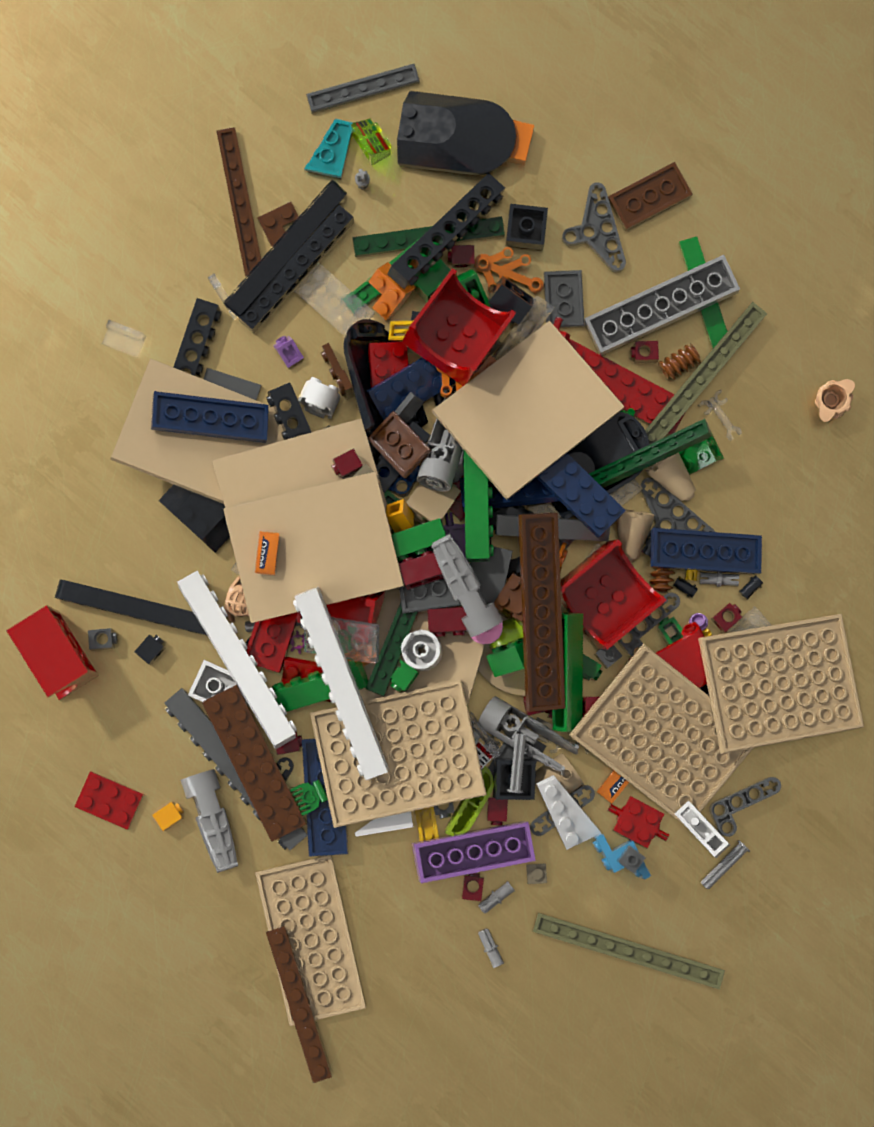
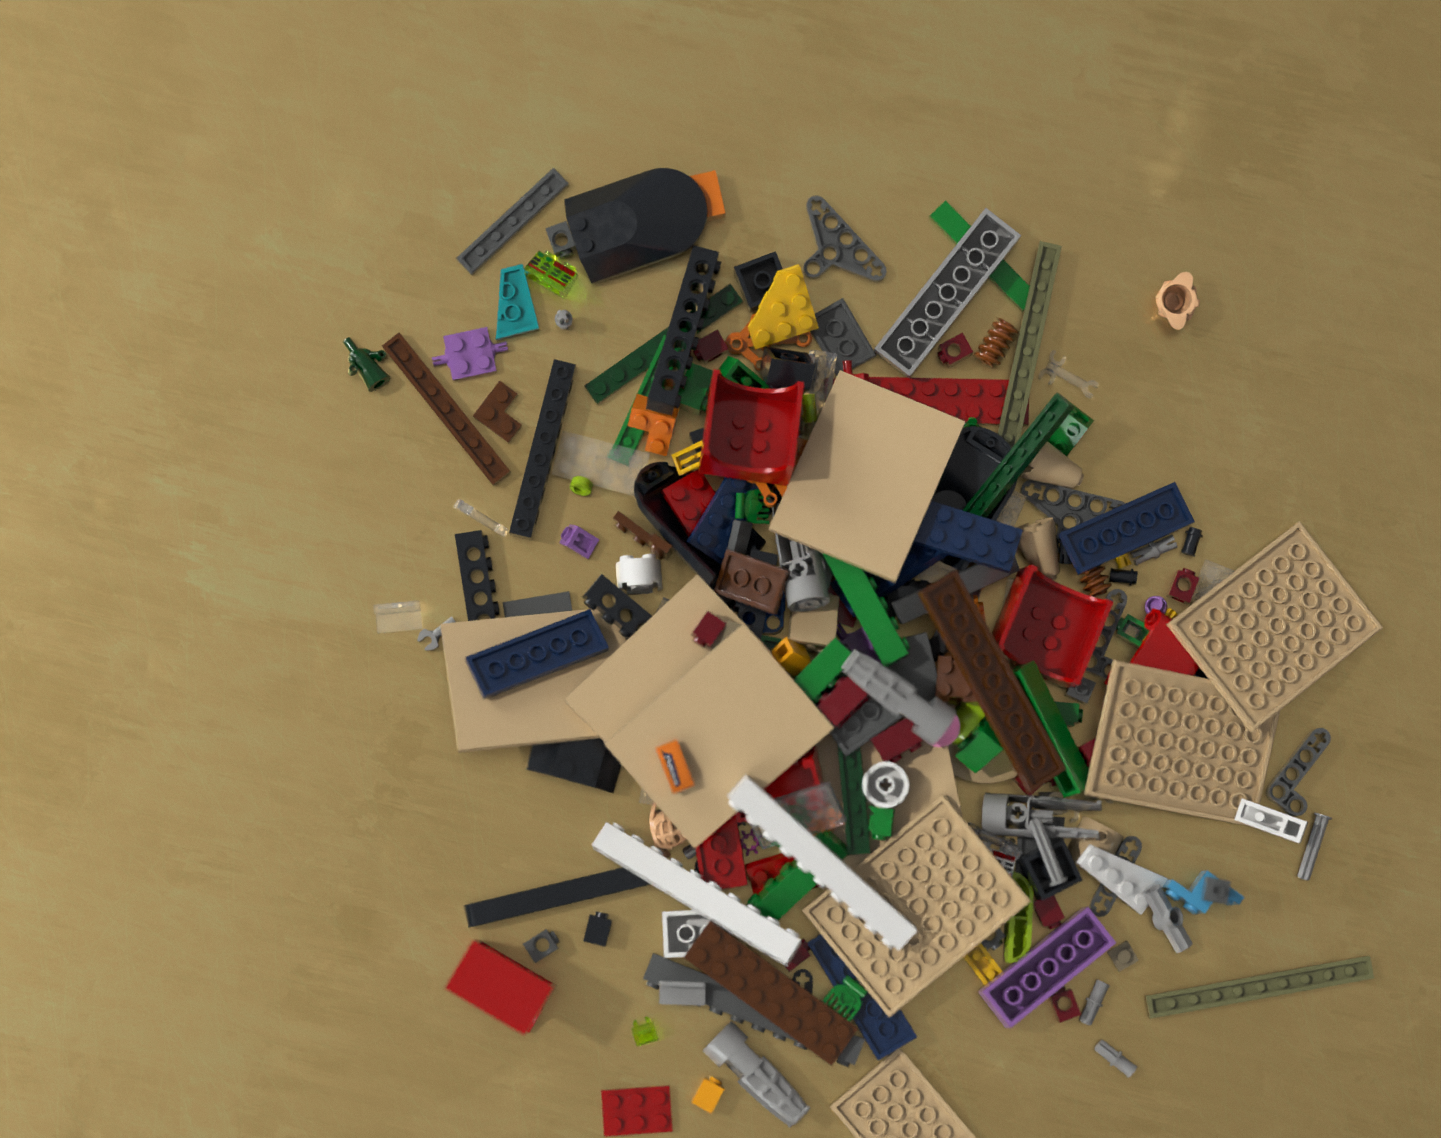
camera: 25 degrees left, 0 degrees up
(136, 361) = (434, 635): none -> light grey bar
(144, 745) = (644, 1033): none -> clear neon green tile
(187, 728) = (682, 993): none -> light grey panel
(197, 143) = (362, 361): none -> dark green piece
(279, 170) = (470, 353): none -> medium lavender plate
(285, 248) = (520, 433): black beam -> none
(311, 310) = (581, 485): none -> lime tile
(388, 823) = (940, 986): white slope -> none
(391, 111) = (561, 230): none -> dark grey brick
(428, 388) = (749, 506): none -> green piece
(511, 337) = (809, 408): none -> clear neon green pin
(531, 254) = (783, 310): none -> yellow plate
(585, 862) = (1167, 918): none -> light grey piece
(612, 786) = (1155, 824): orange slope -> none
(638, 822) = (1201, 847): red plate -> none
(650, 196) = (874, 182): reddish brown plate -> none

